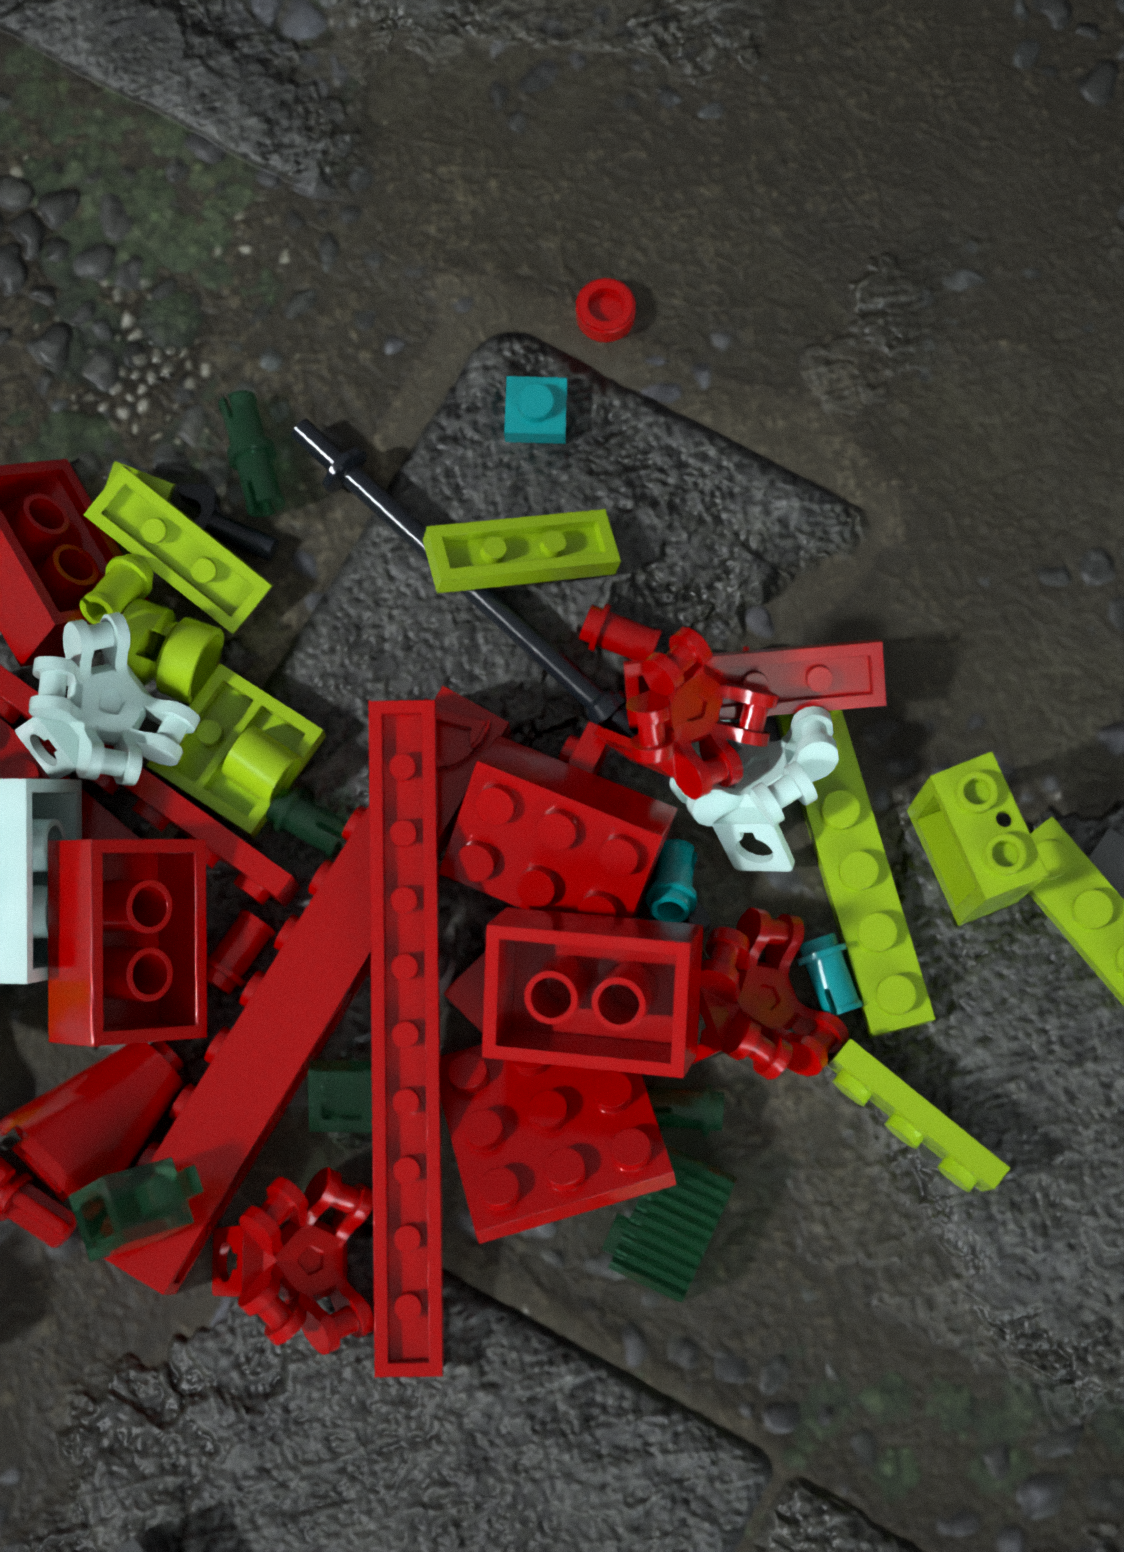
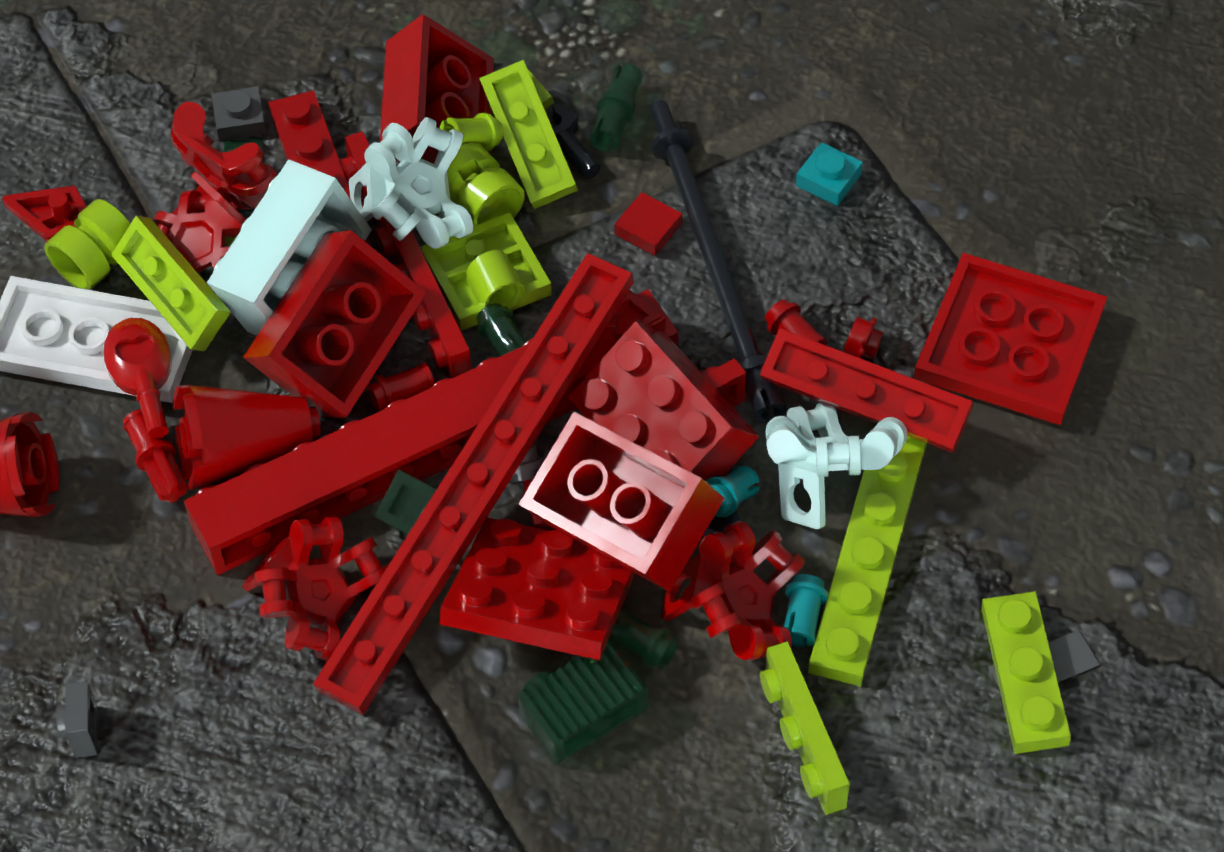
camera: 30 degrees right, 20 degrees down
(134, 1207) = (229, 469): clear green brick -> none
(377, 585) = (648, 224): none -> red tile
(521, 550) = (759, 241): lime plate -> none
(605, 310) = (918, 138): red tile -> none
(686, 709) = (800, 367): red piece -> none
(699, 606) = (863, 339): none -> red plate
(852, 517) = (1010, 338): none -> red plate
(970, 853) = (960, 560): lime window -> none

